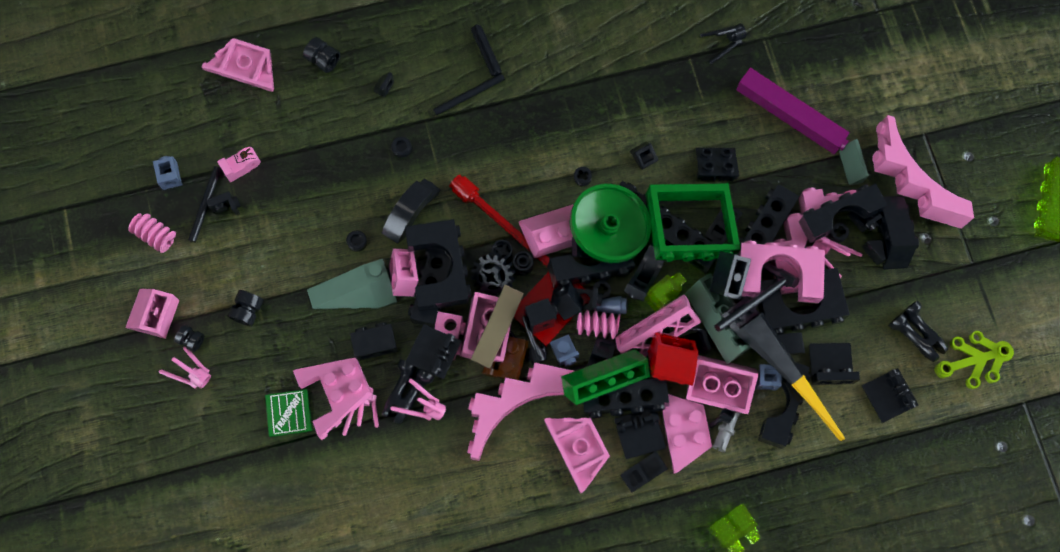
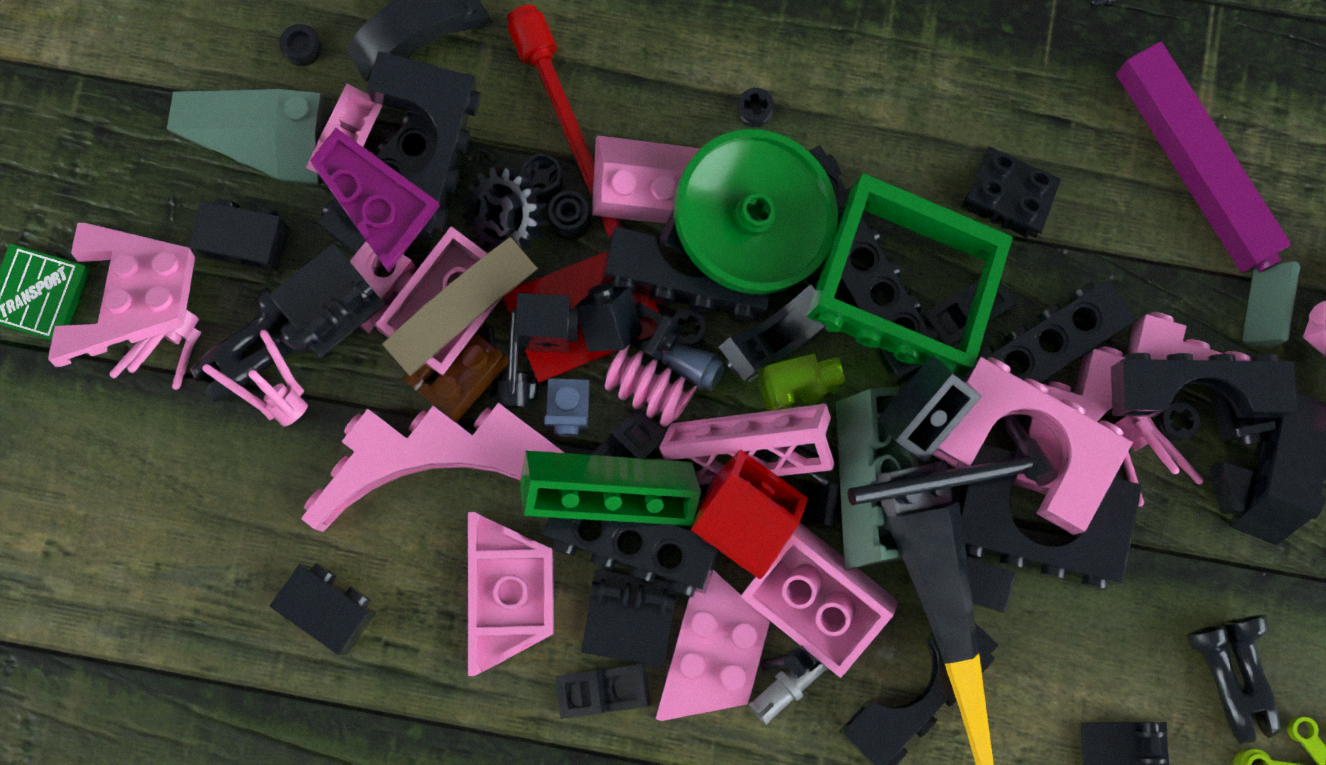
camera: 25 degrees right, 5 degrees up
(245, 308) = (47, 75): black wheel -> none
(437, 293) = (374, 196): none -> magenta wing
(499, 493) = (324, 608): none -> black brick
(644, 155) = (887, 118): black slope -> none
(768, 378) = (910, 629): sand blue brick -> none
(831, 364) = (1044, 657): black bracket -> none

